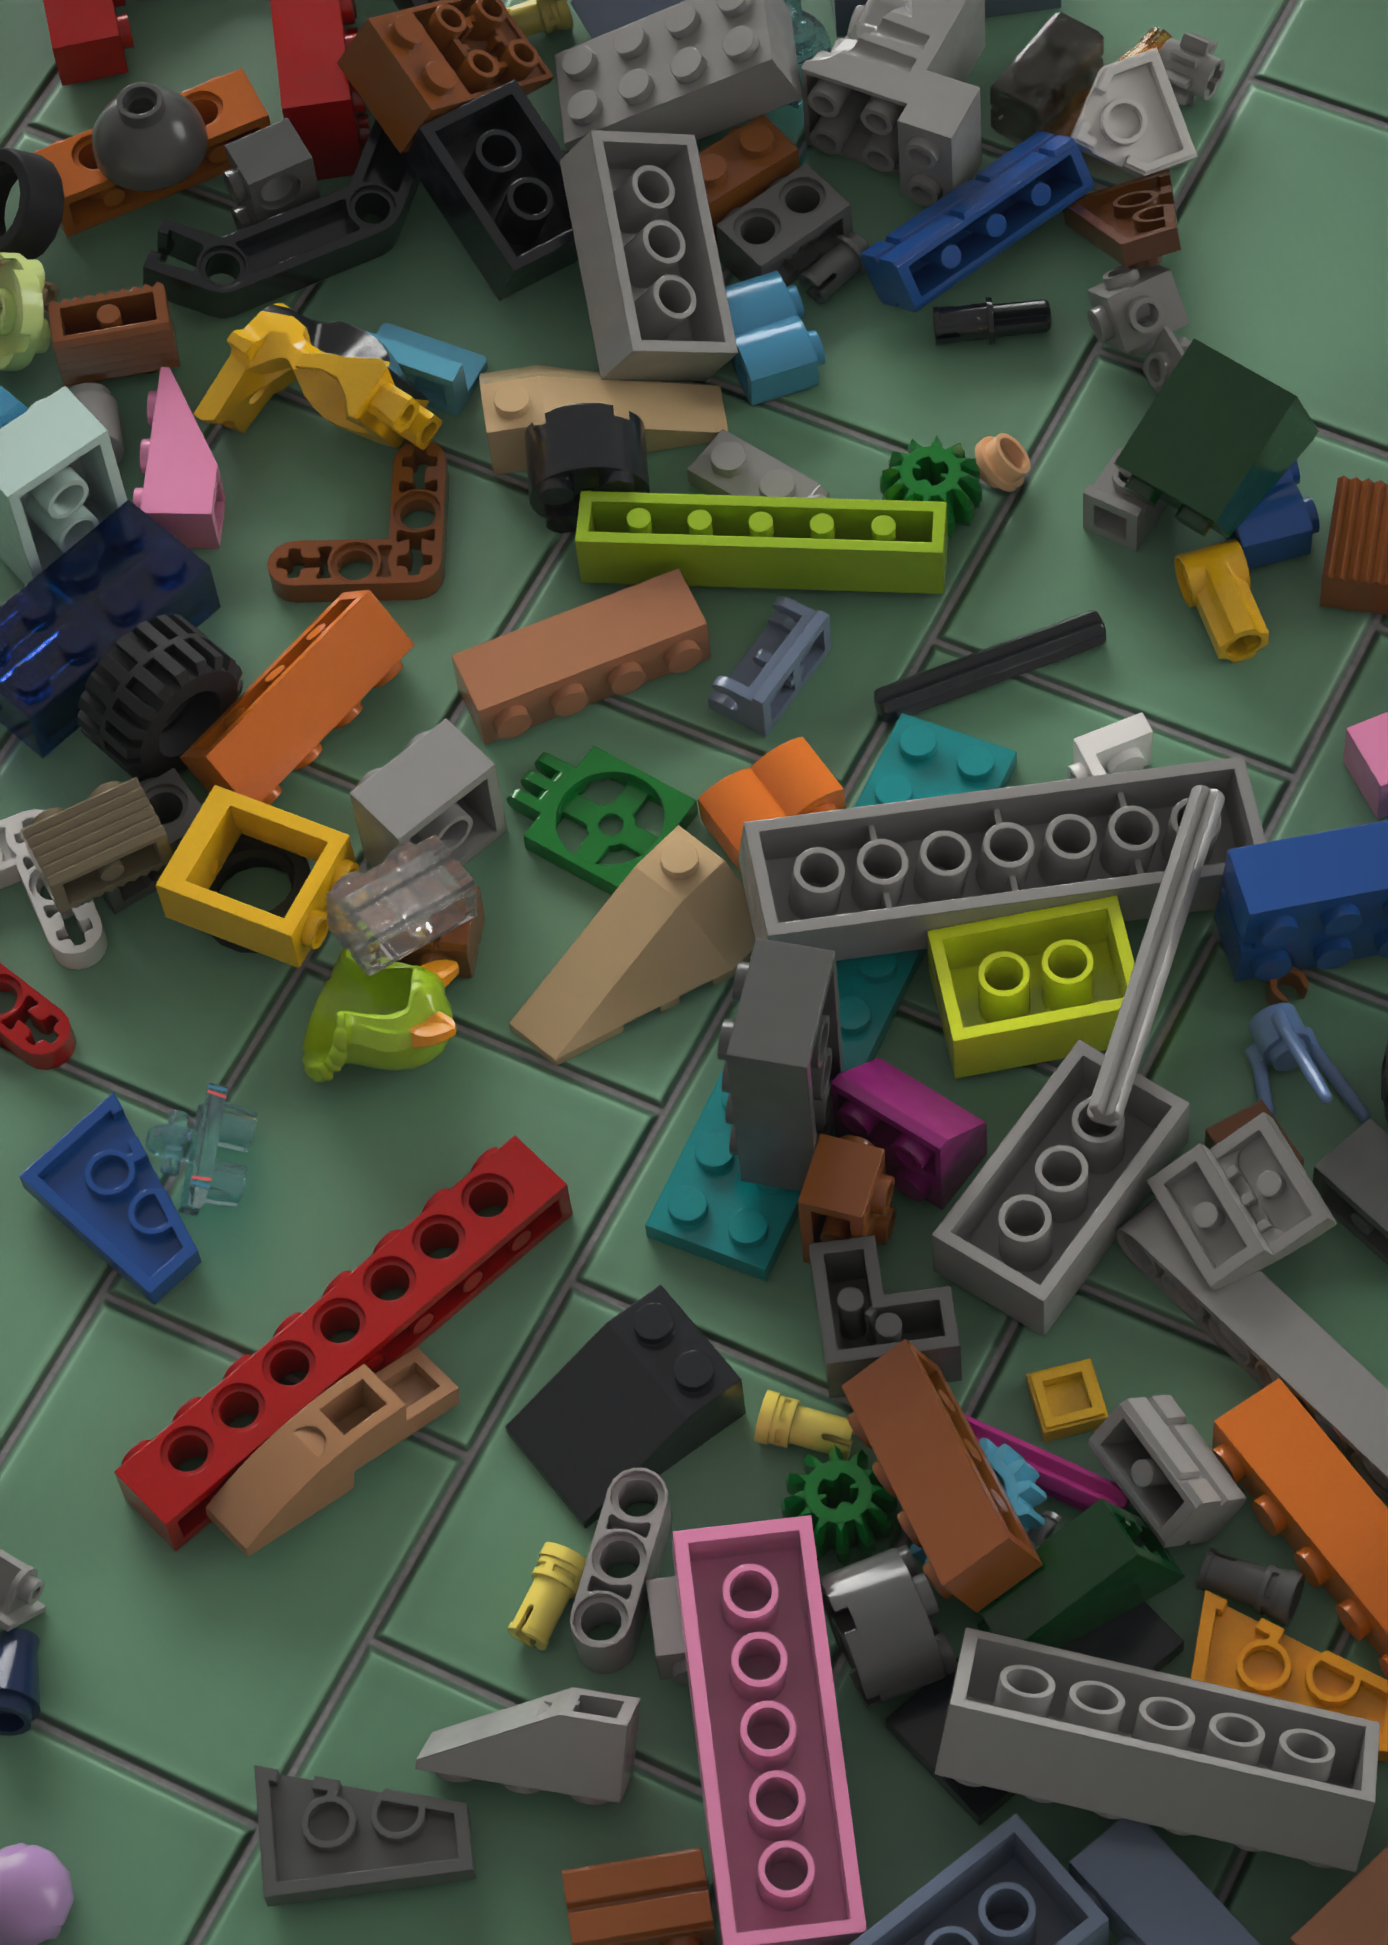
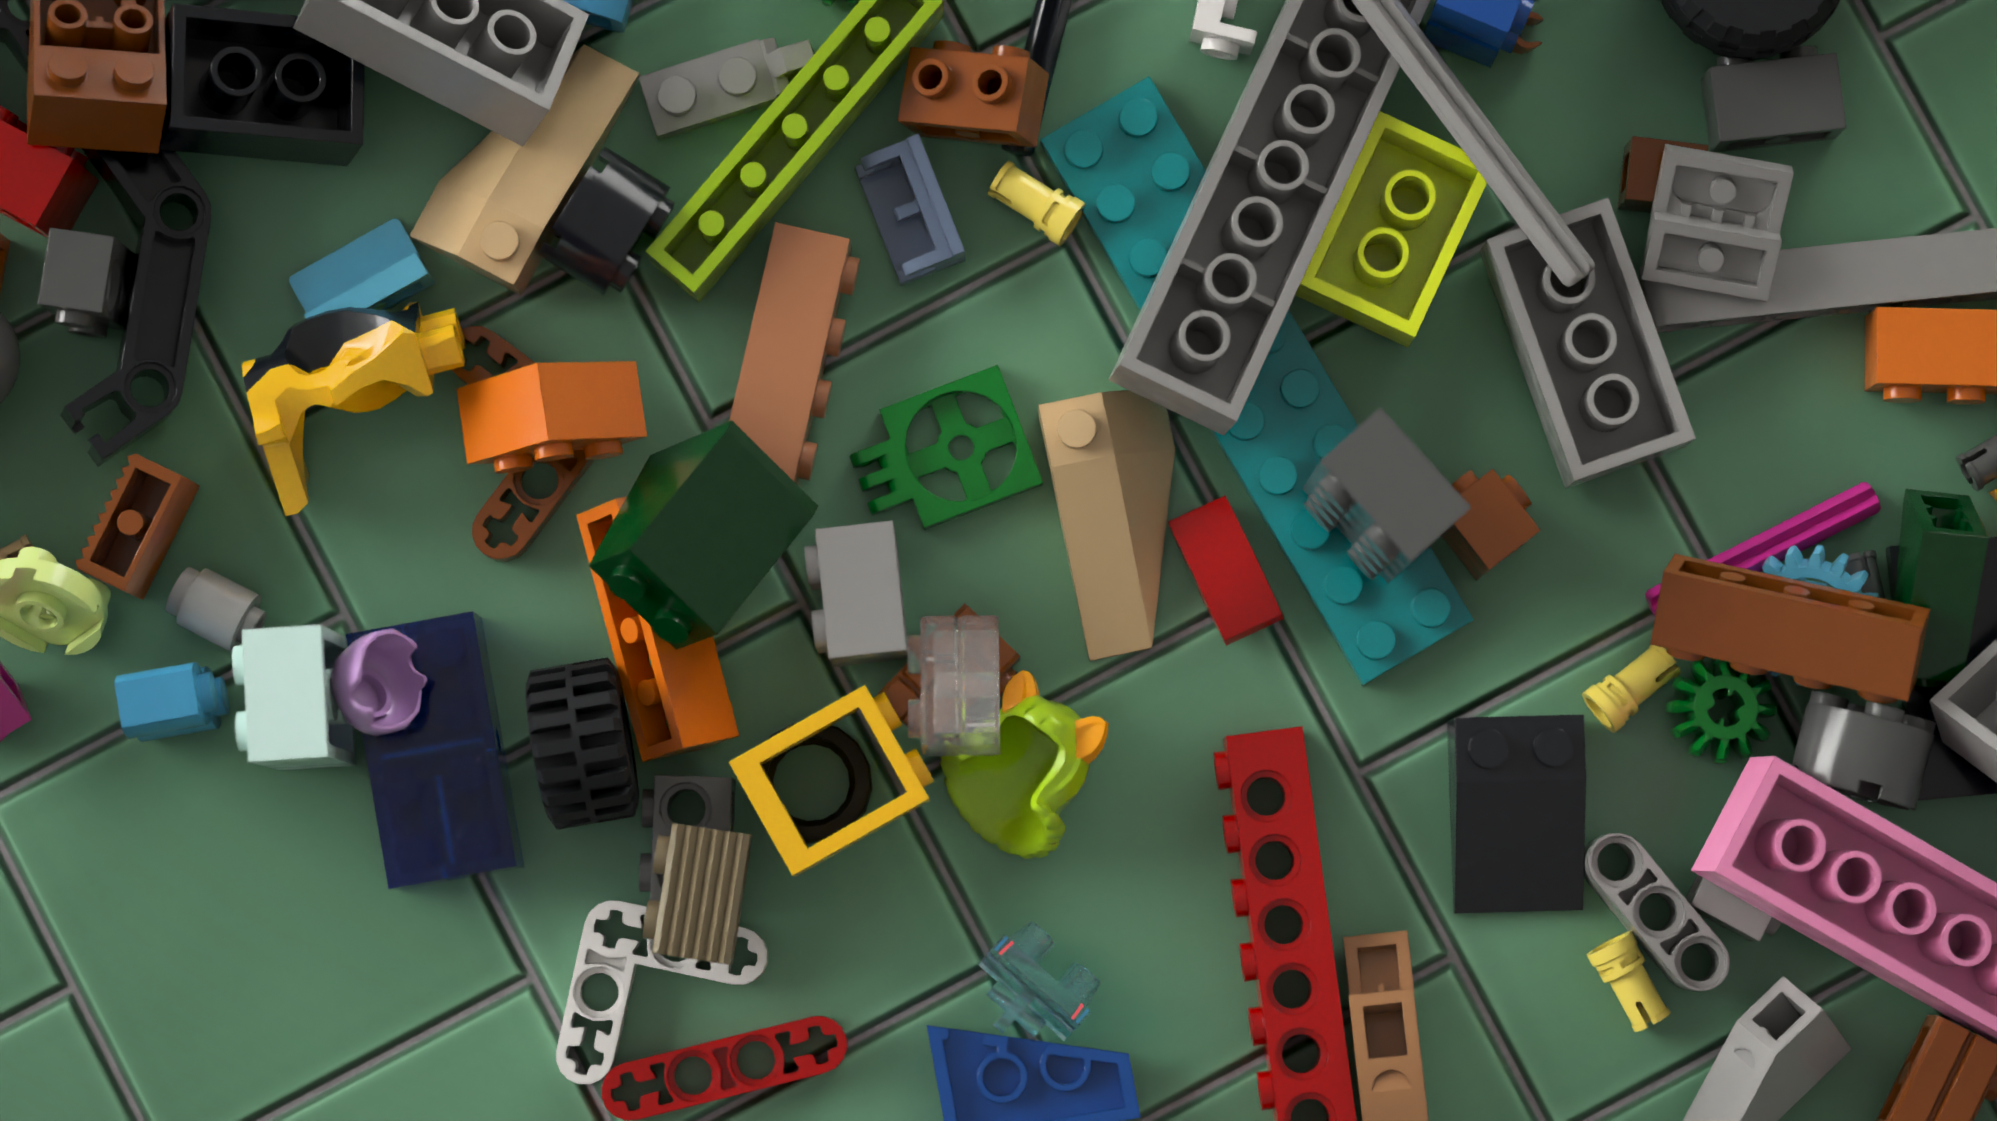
camera: 60 degrees left, 25 degrees up
(99, 517) = (378, 683): none -> lavender hair
(180, 472) = (334, 563): bright pink slope -> none
(382, 656) = (700, 533): none -> dark green slope
(413, 511) = (550, 413): none -> orange brick
(657, 1064) = (1225, 570): none -> red slope
(779, 784) = (1055, 308): orange brick -> none
(850, 753) = (1037, 202): none -> light yellow pin
(864, 1324) = (1602, 588): dark grey brick -> none
(893, 635) = (973, 94): none -> dark orange brick
(925, 1136) = (1457, 416): magenta slope -> none
(1066, 1400) = (1750, 470): yellow tile -> none
(1167, 1470) = (1883, 446): light grey brick -> none
(1286, 1045) = (1576, 68): medium blue plant -> none

